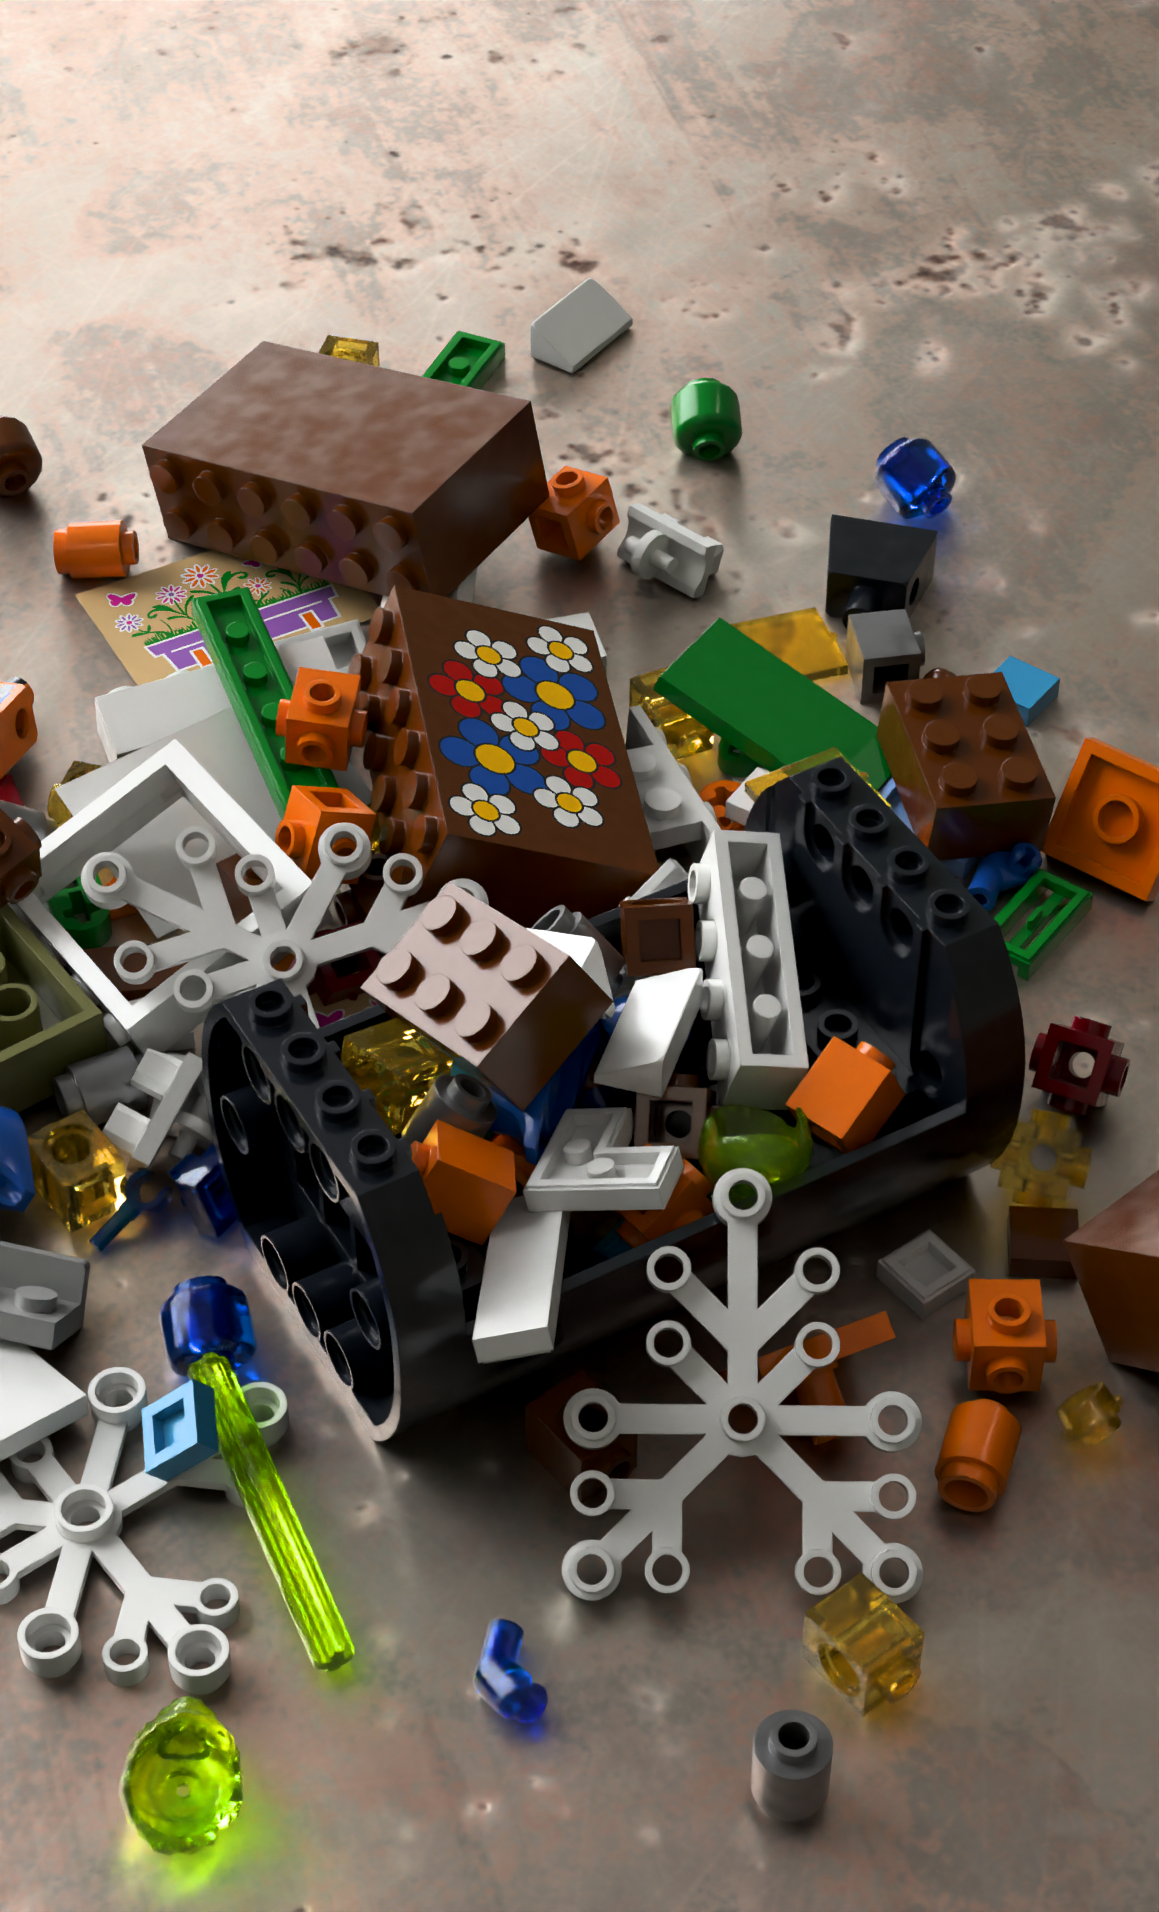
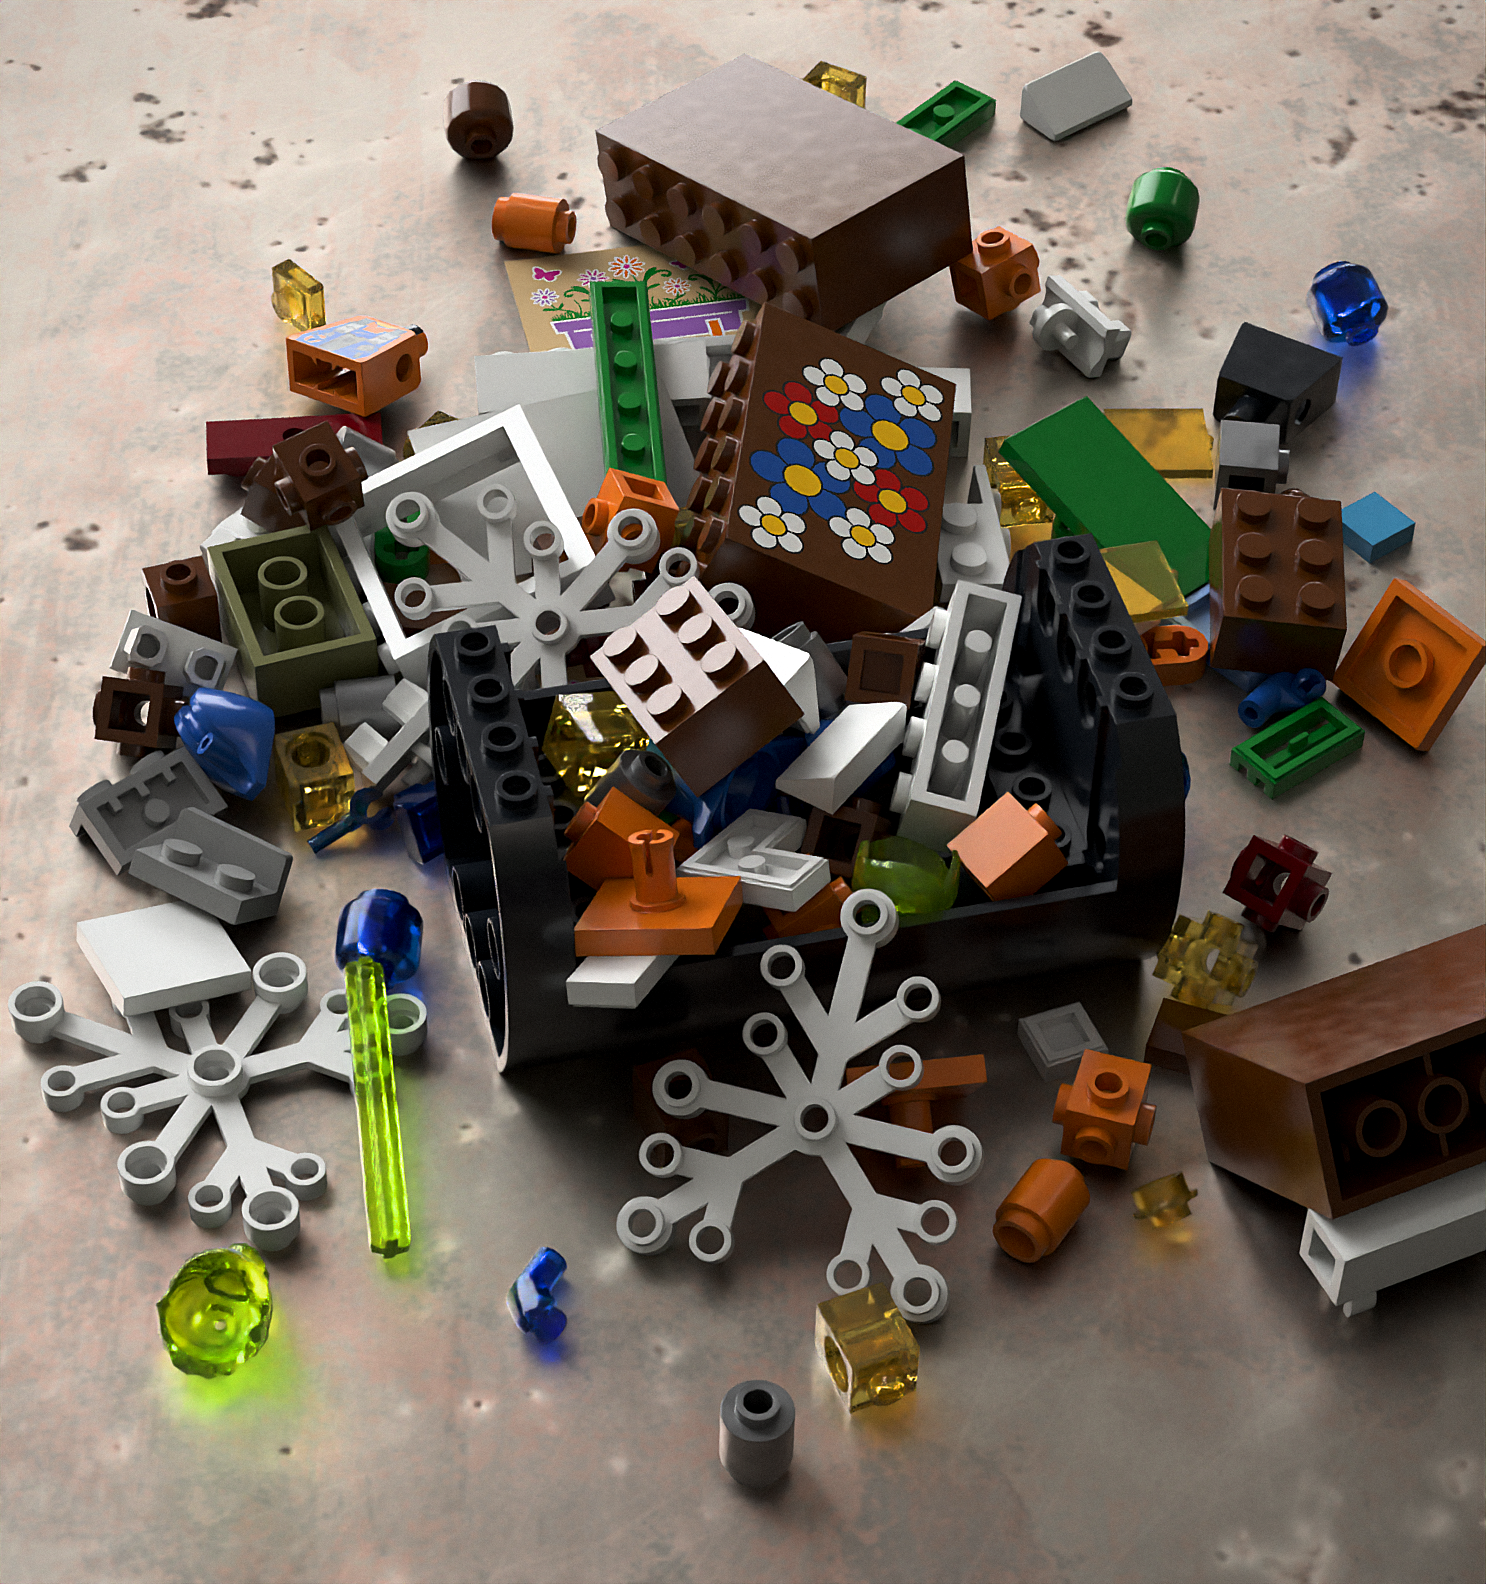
camera: 15 degrees right, 0 degrees up
(179, 1430) = (318, 1017): dark azure tile -> none
(322, 719) = (664, 414): orange brick -> none
(530, 1239) = (656, 909): none -> orange tile

